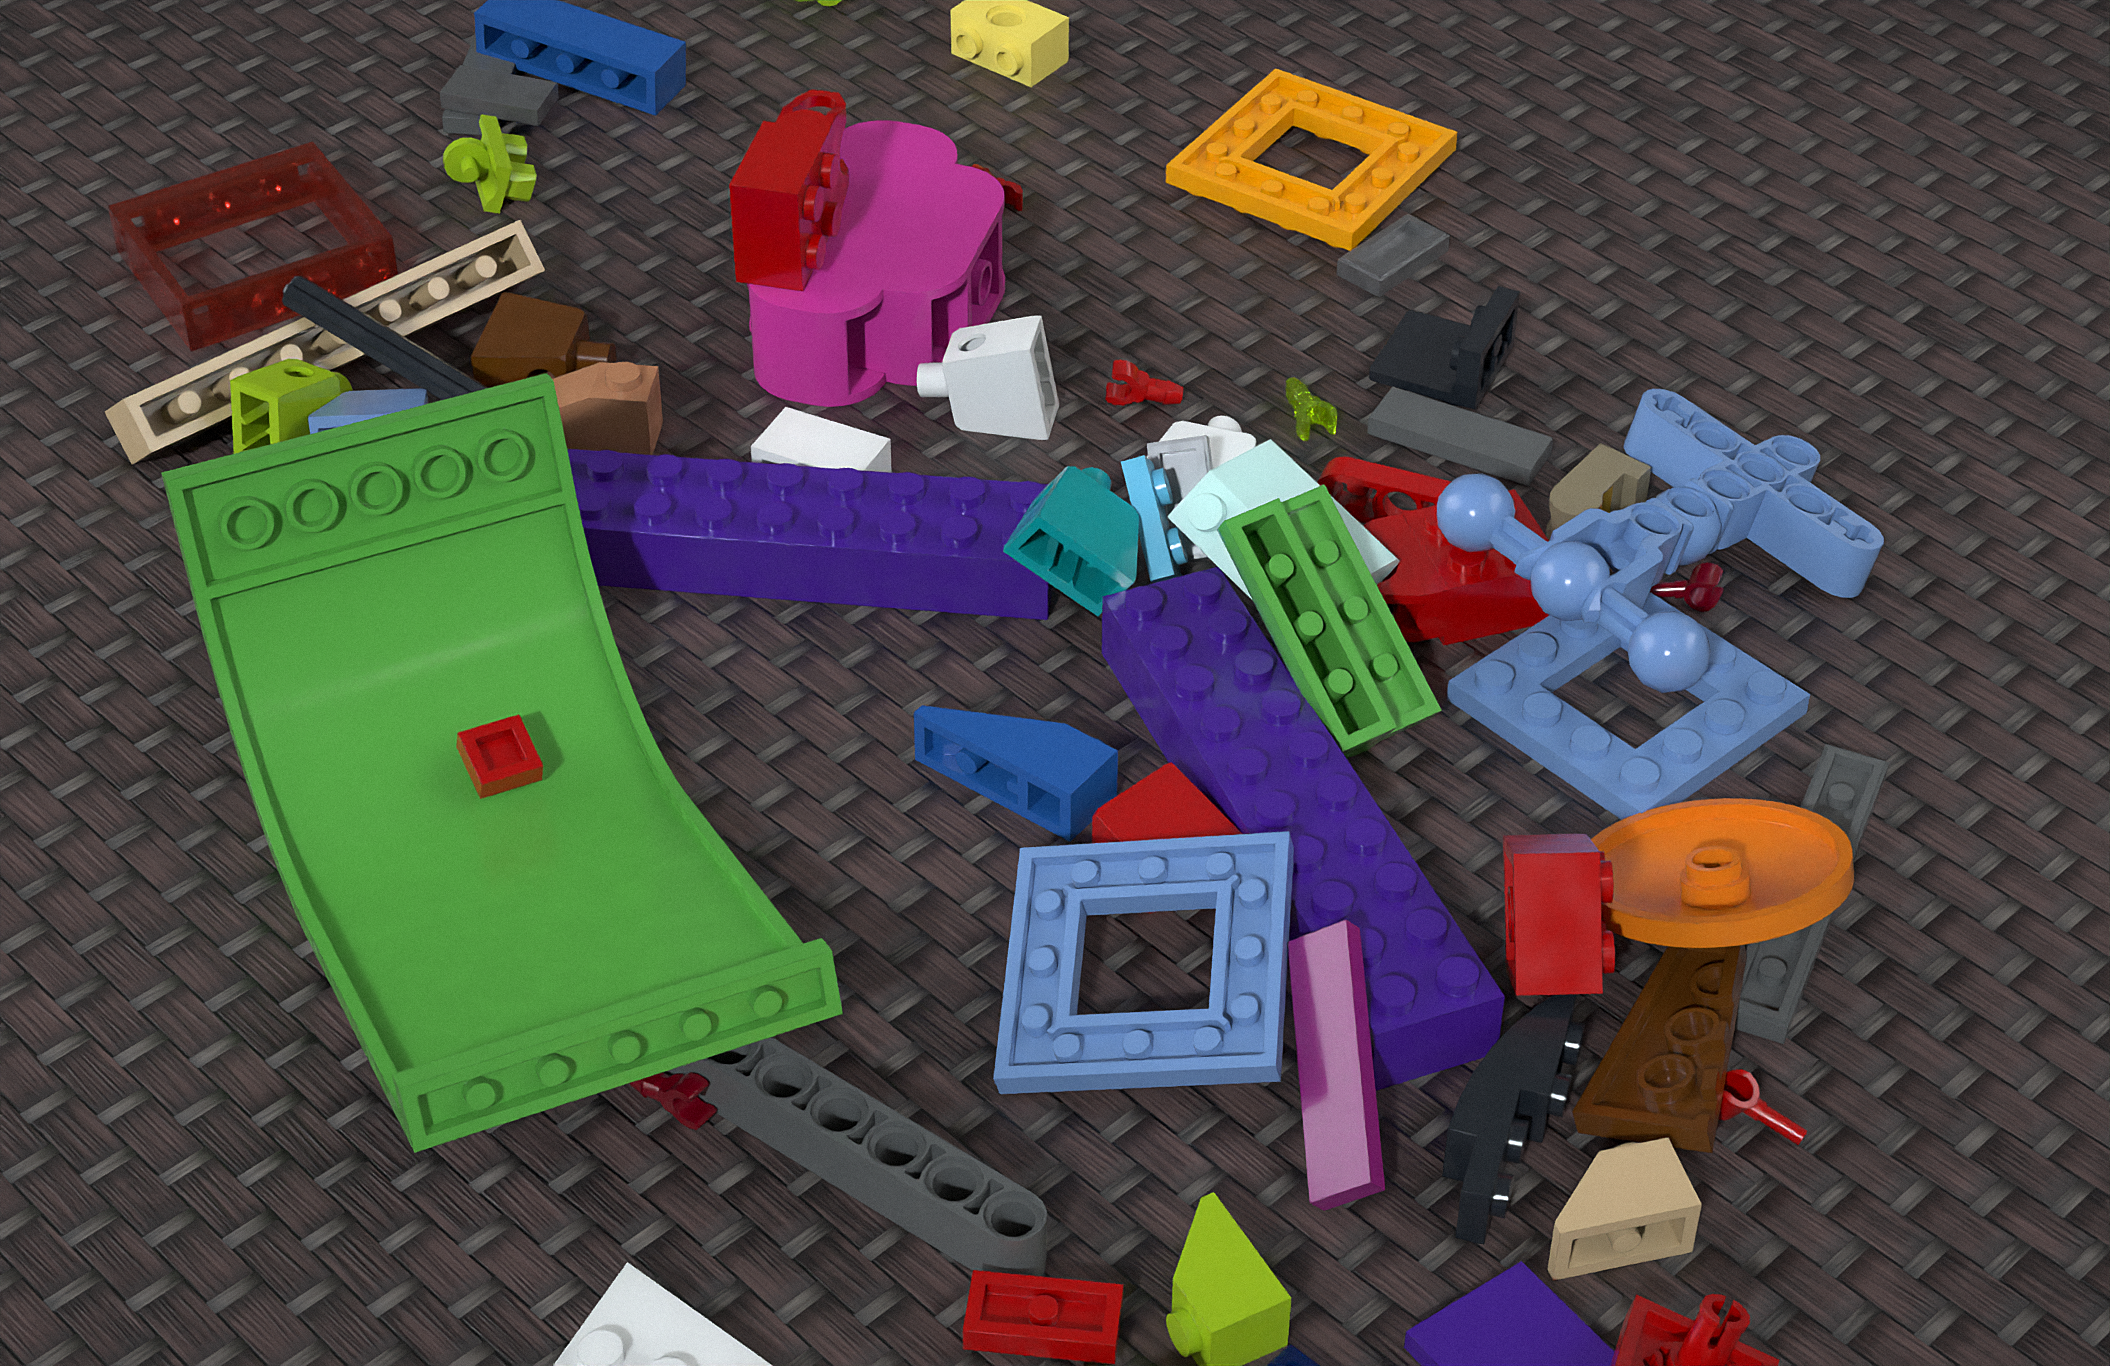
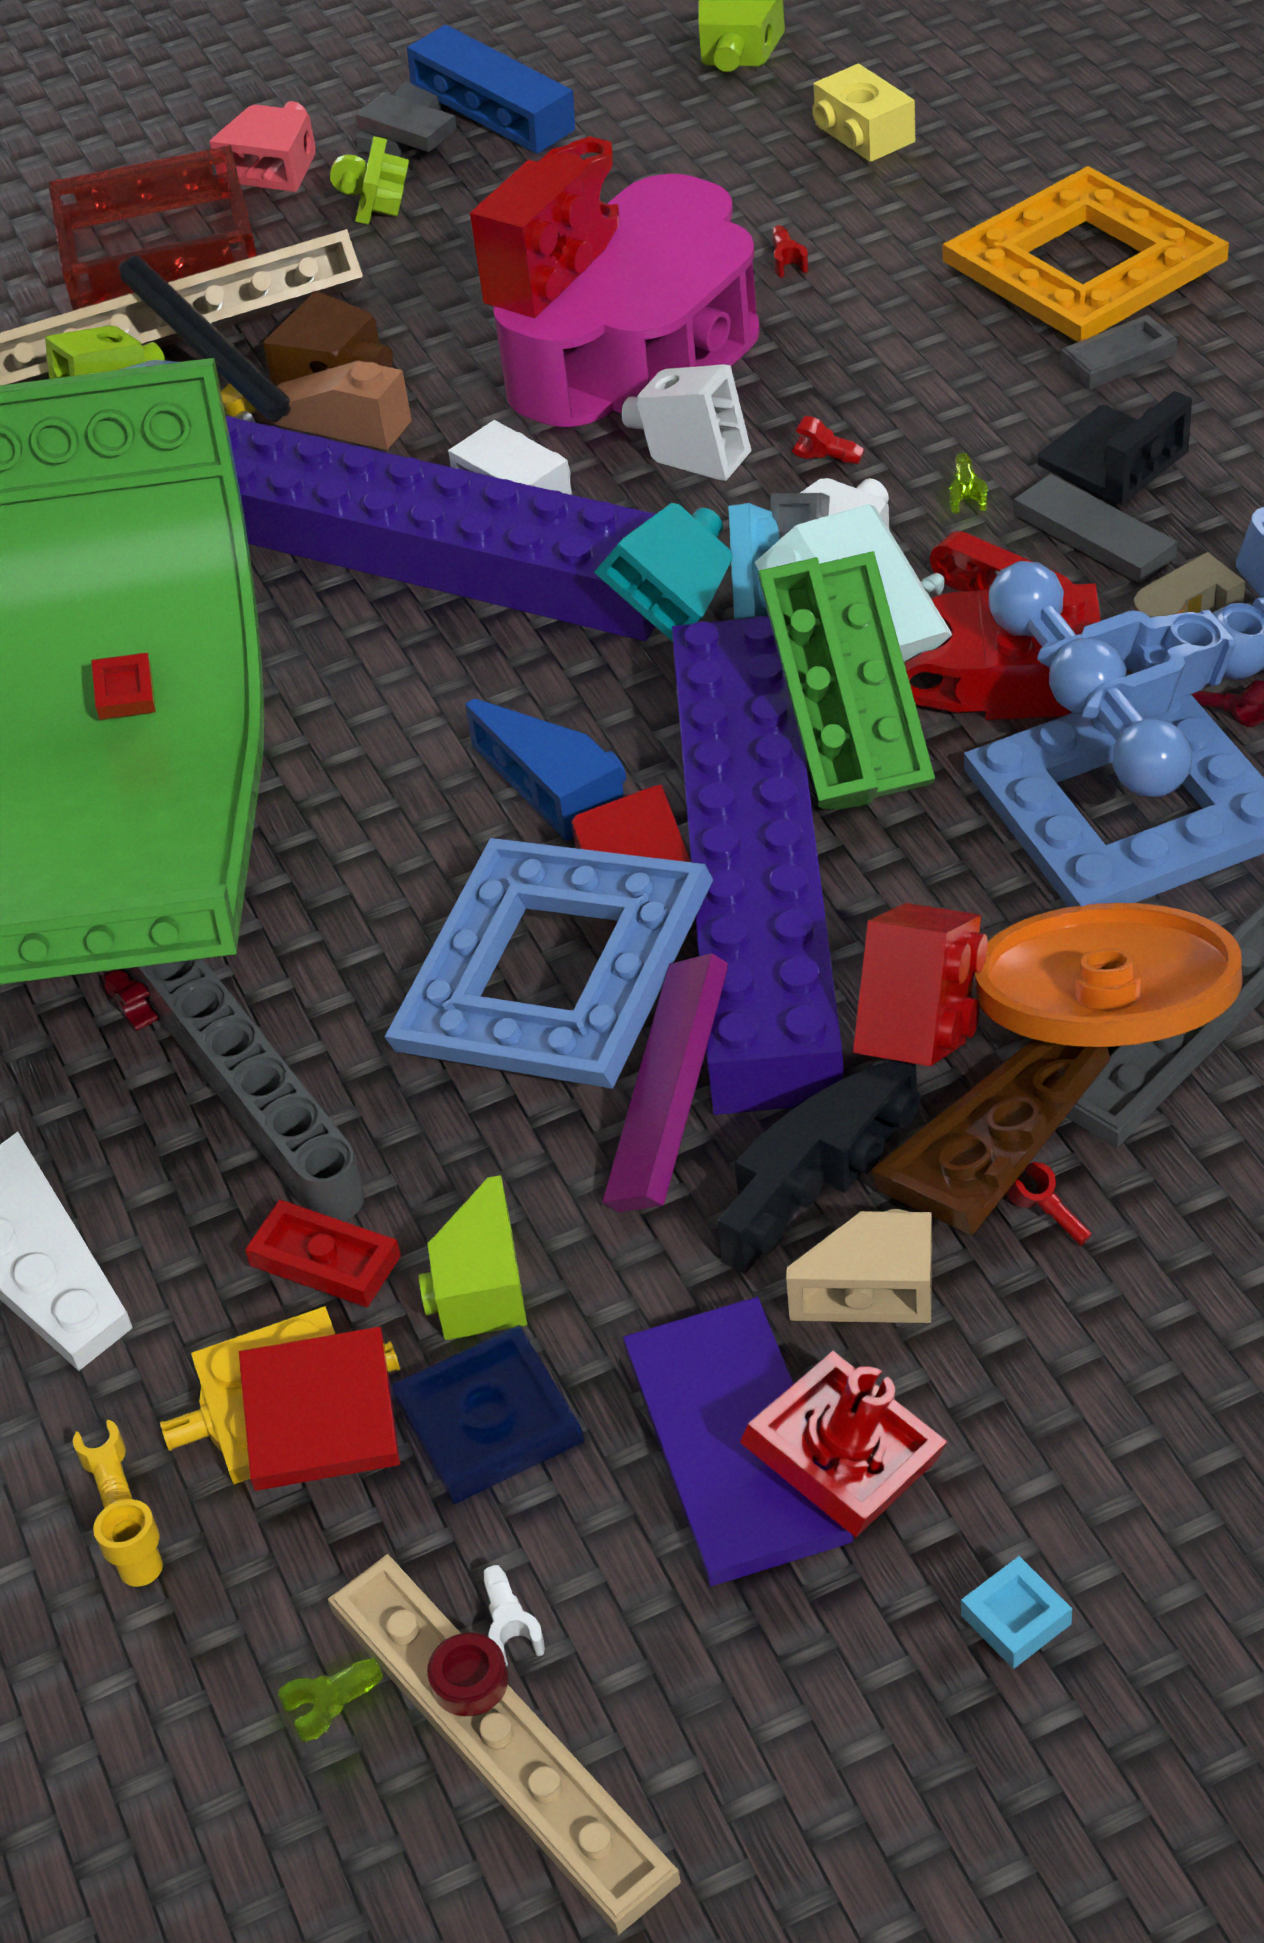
camera: 25 degrees right, 5 degrees up
(352, 134) = (269, 146): none -> coral torso

